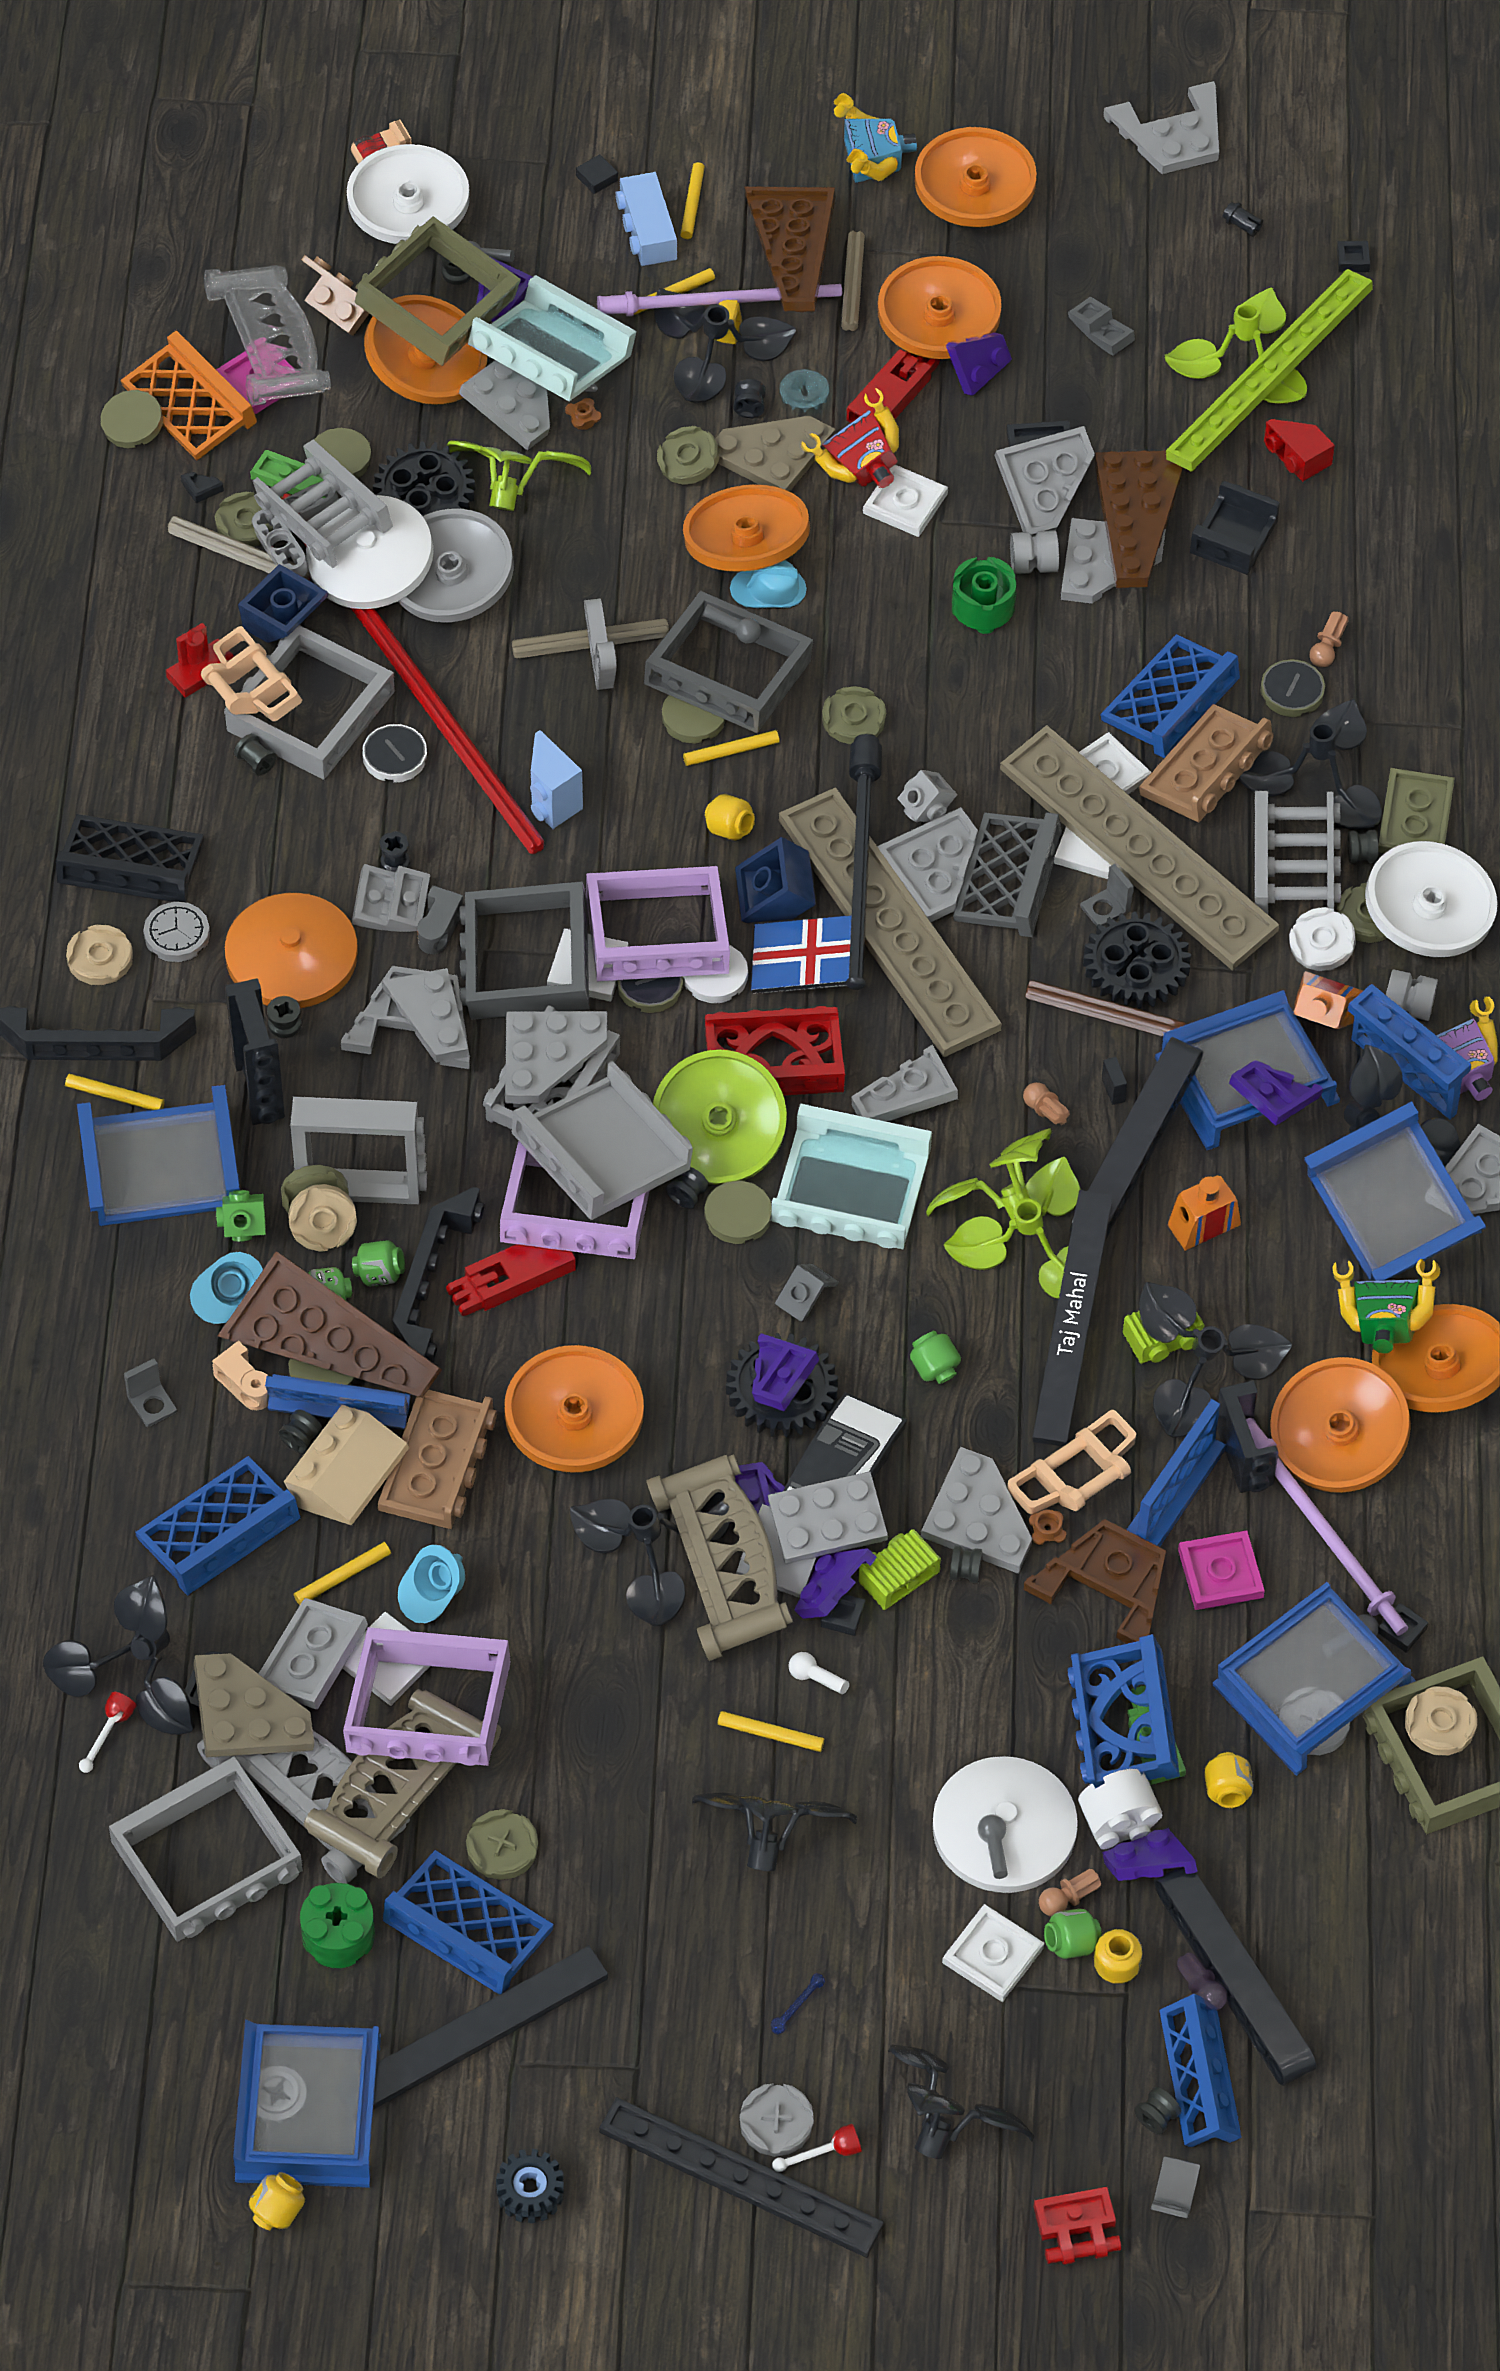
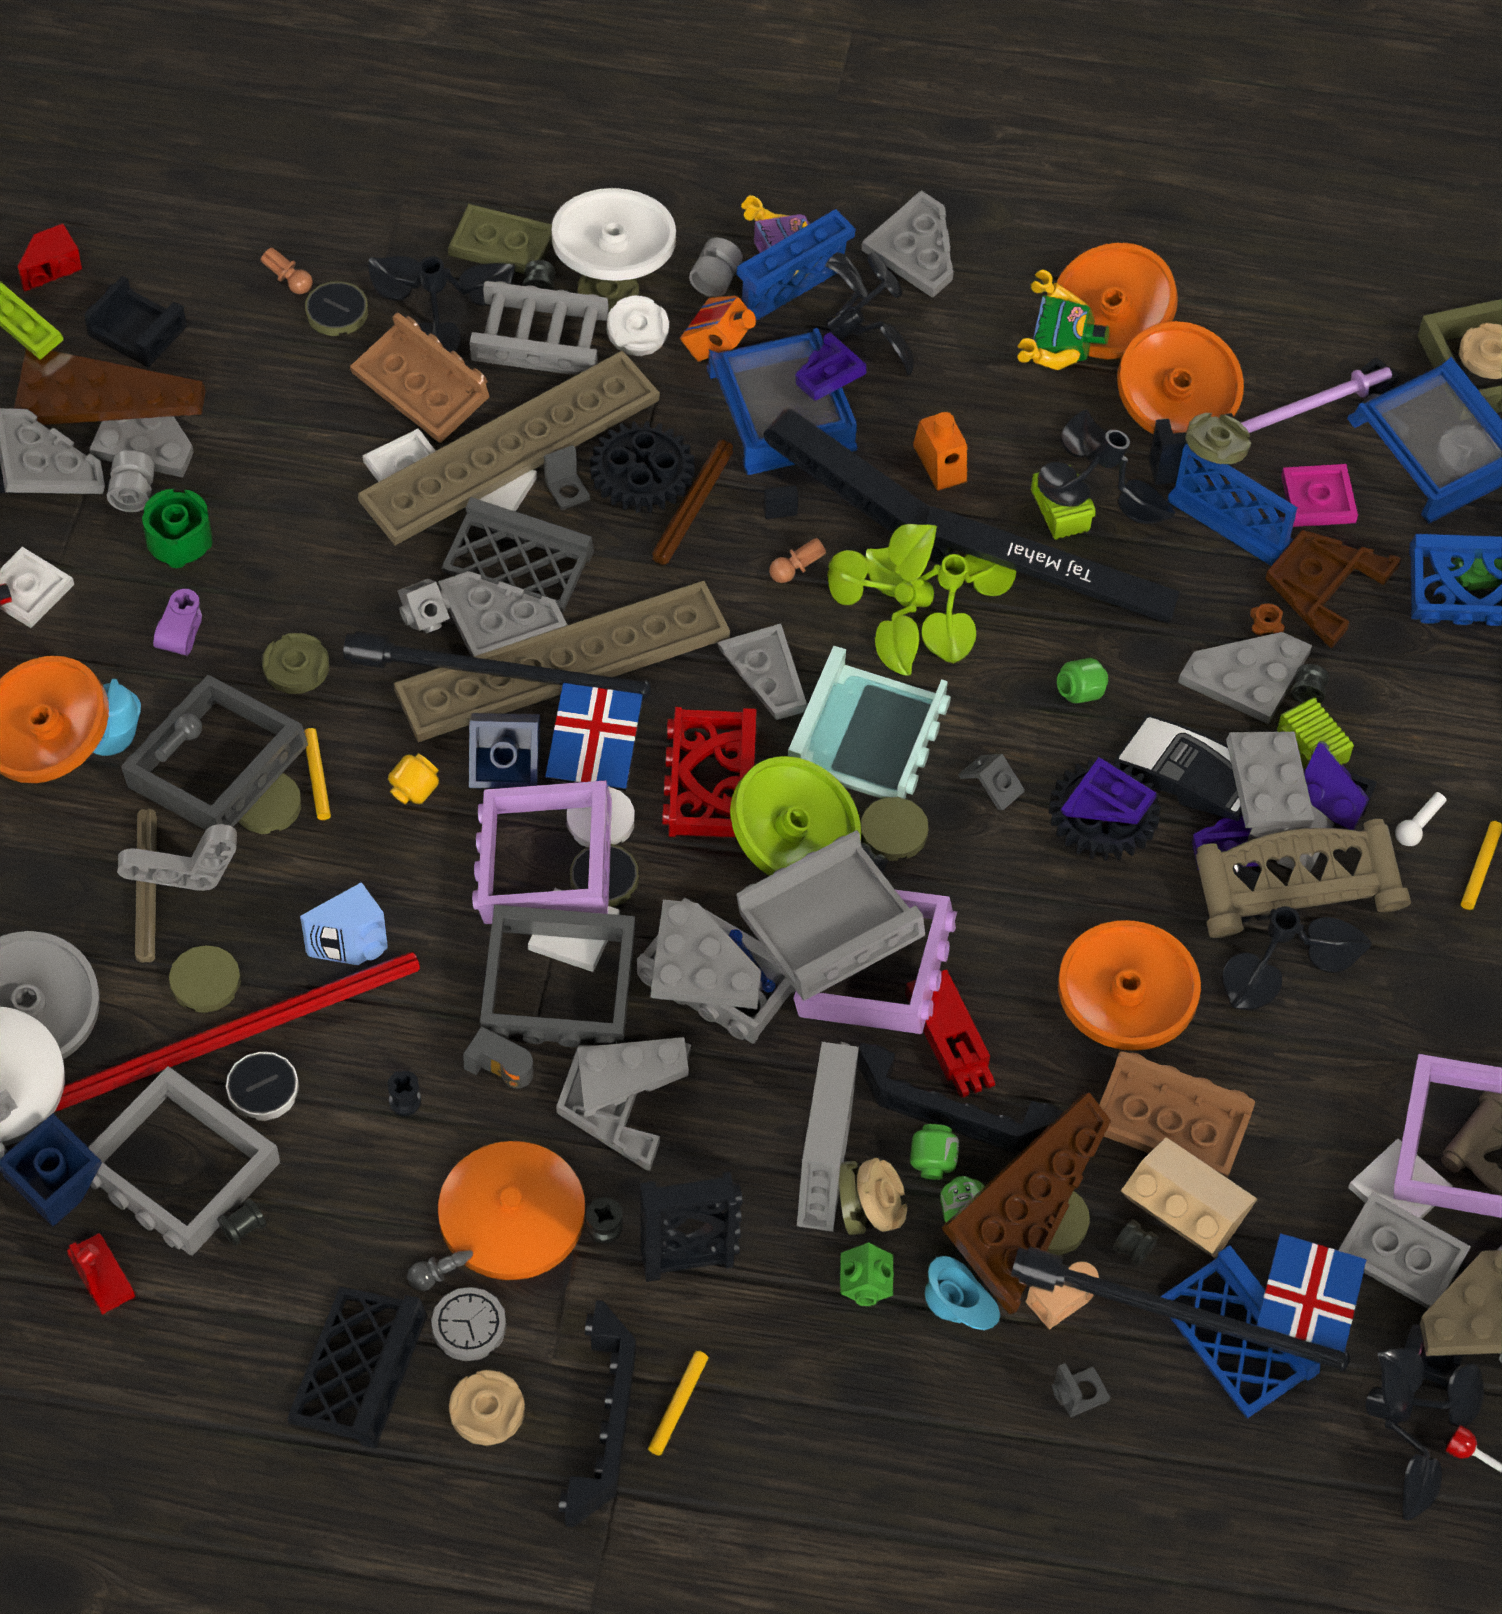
camera: 85 degrees left, 0 degrees up
(158, 1160) = (776, 1352): clear piece -> none
(223, 897) = (423, 1275): none -> dark grey bar
(226, 673) = (116, 1200): light nougat bar -> none
(231, 1556) = (1302, 1310): none -> flag
(325, 1398) = (1113, 1193): blue fence -> none
(343, 1573) = (1292, 1209): yellow bar -> none
(390, 899) = (459, 1106): light grey slope -> none
(430, 1583) = (1327, 1131): medium azure piece -> none
(499, 696) = (204, 978): none -> olive tile
(577, 1076) = (736, 935): none -> clear blue hinge
(874, 616) = (179, 623): none -> medium lavender piece
(1112, 1463) = (1196, 566): light nougat bar -> none
(1191, 703) = (348, 386): blue fence -> none
(1228, 1430) = (1218, 439): none -> olive tile
(1391, 1195) = (954, 305): clear piece -> none

